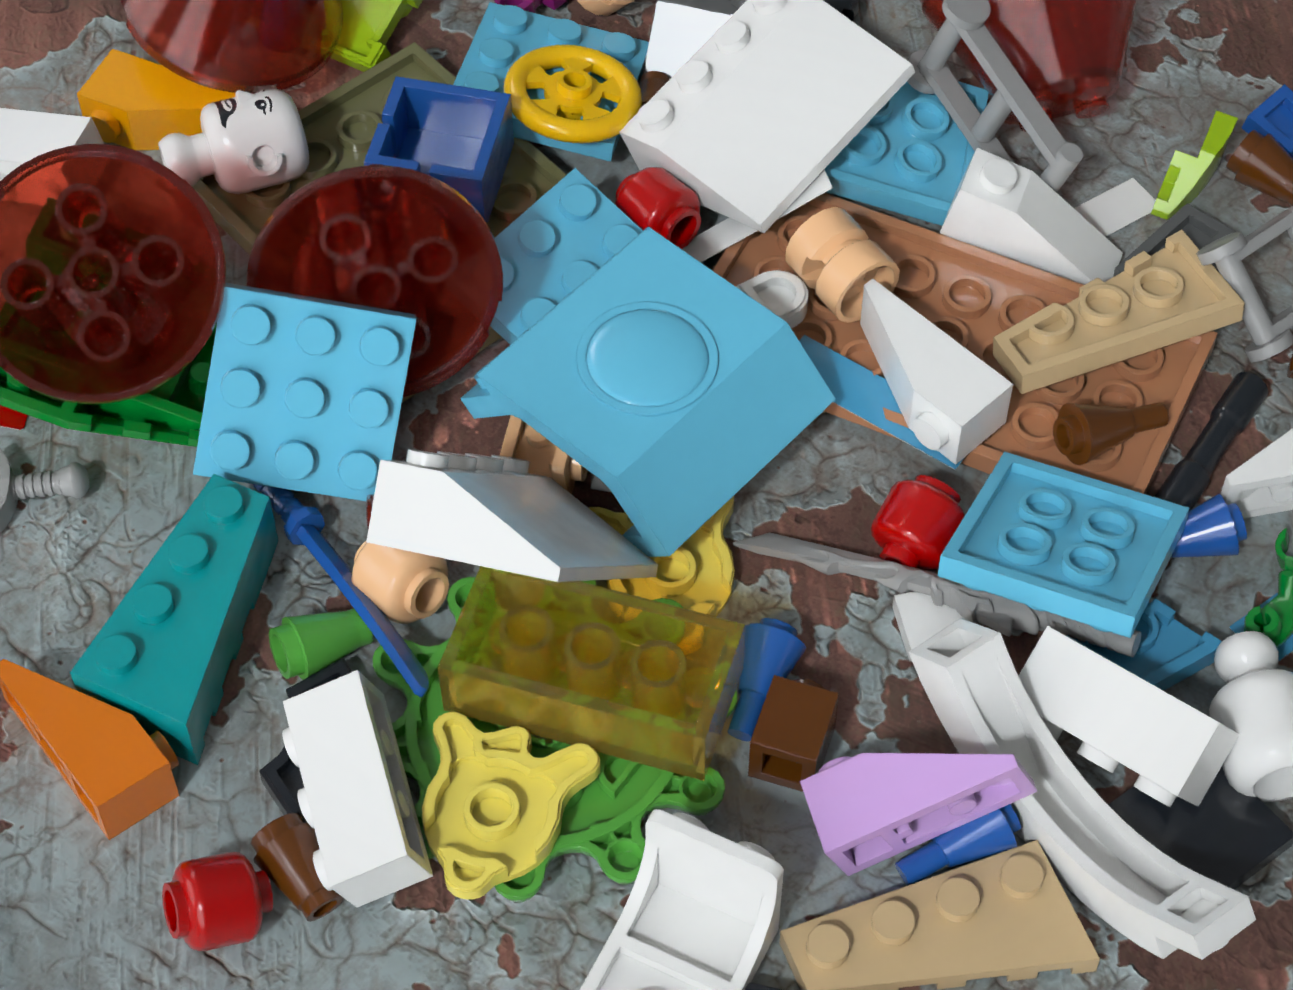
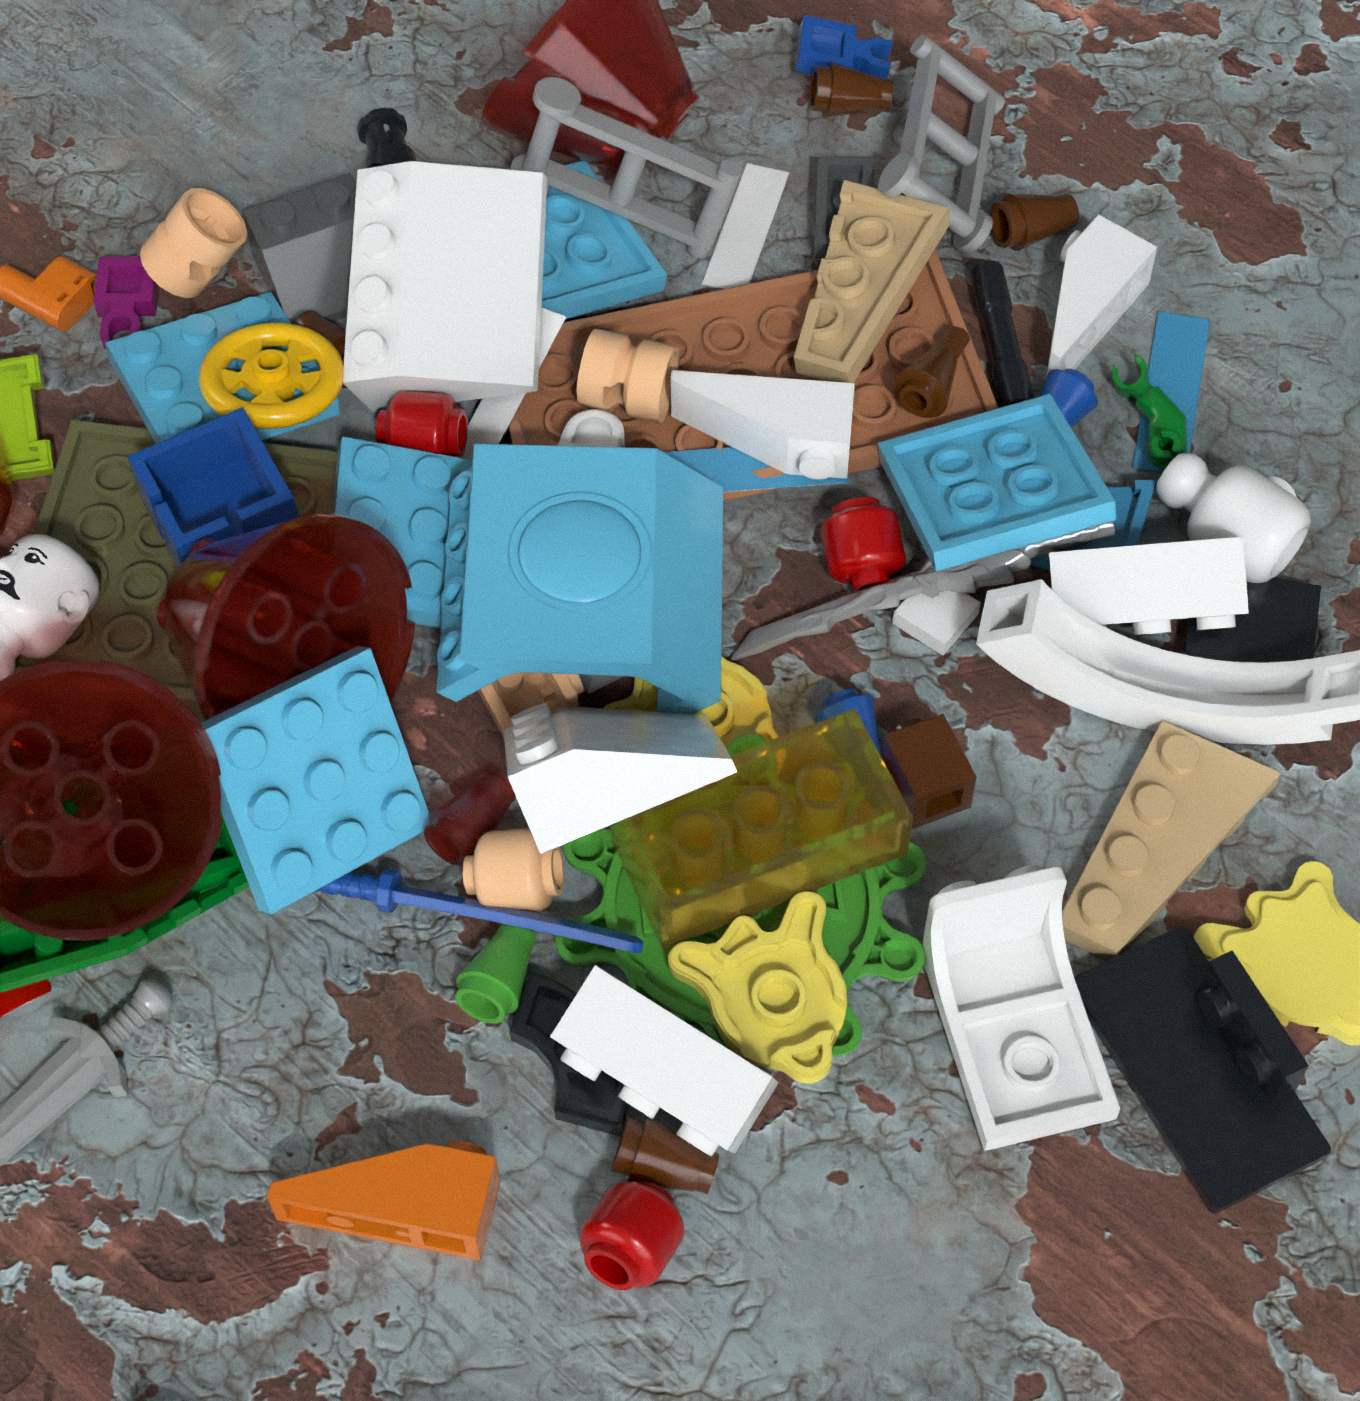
camera: 40 degrees left, 5 degrees up
(185, 618) = (381, 1044): teal wedge -> none
(894, 801) = (1055, 763): lavender slope -> none
(966, 843) = (1116, 745): blue cone -> none
(1025, 220) = (718, 248): white slope -> none
(1191, 174) = (794, 123): lime slope -> none

